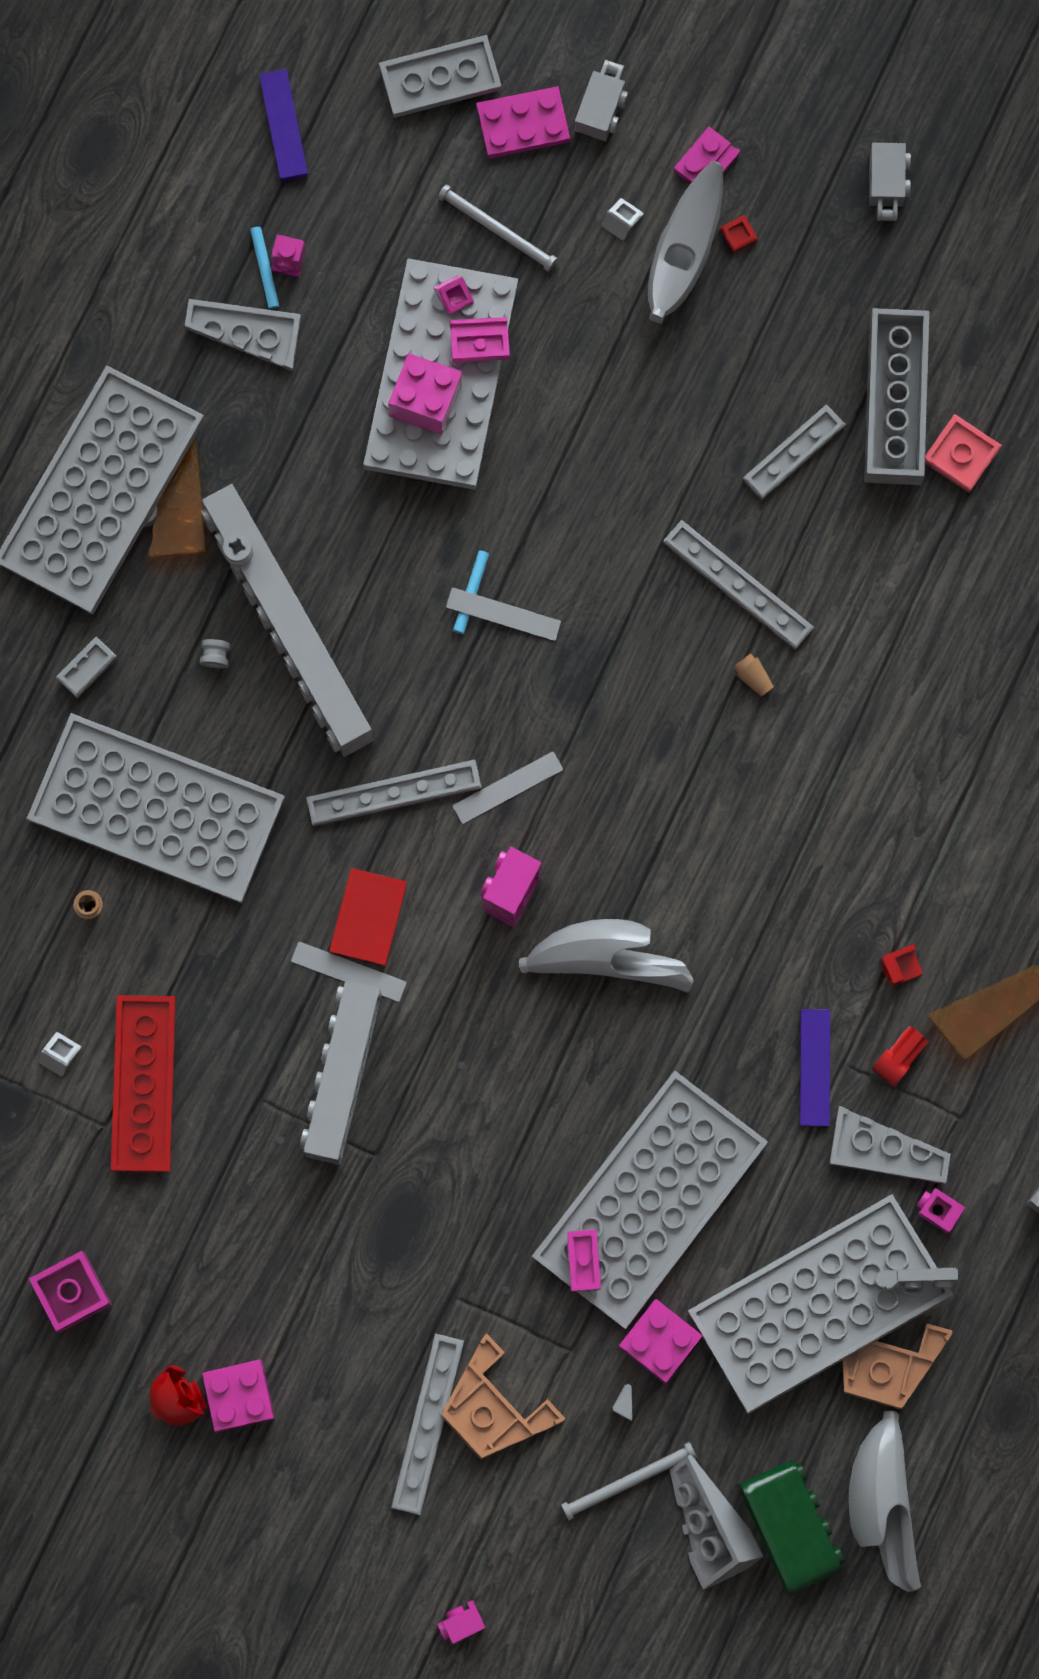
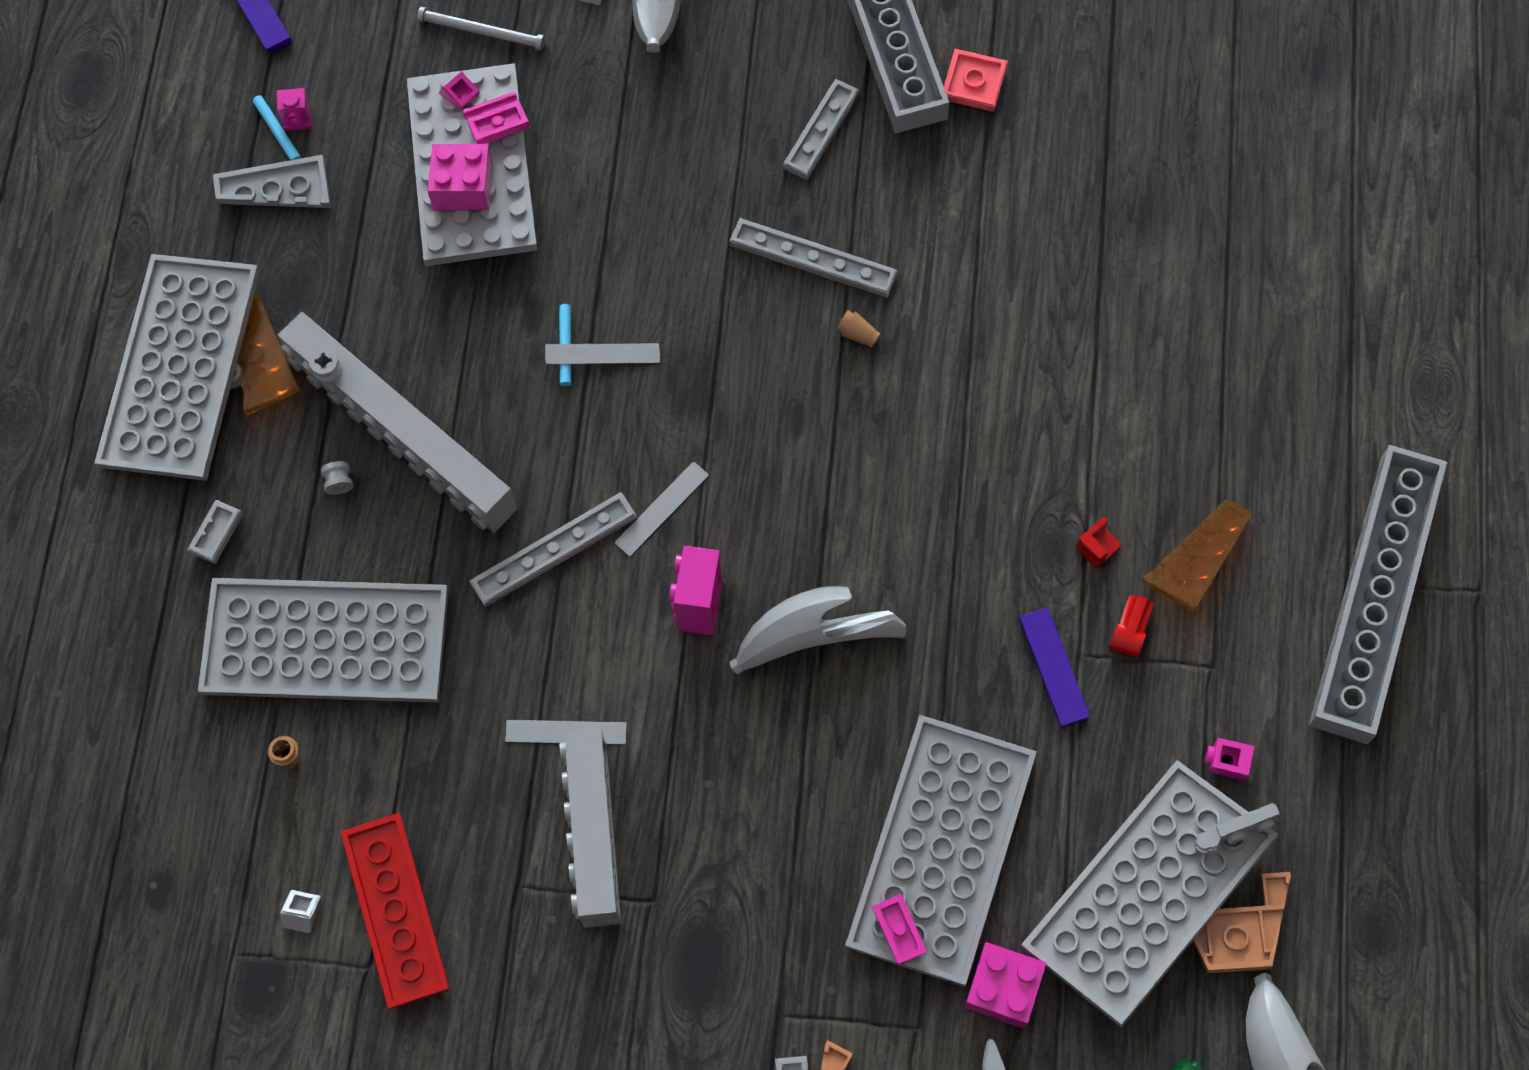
camera: 15 degrees left, 10 degrees down
(368, 917) = (567, 673): red tile -> none
(880, 1149) = (1140, 722): light grey wing -> none

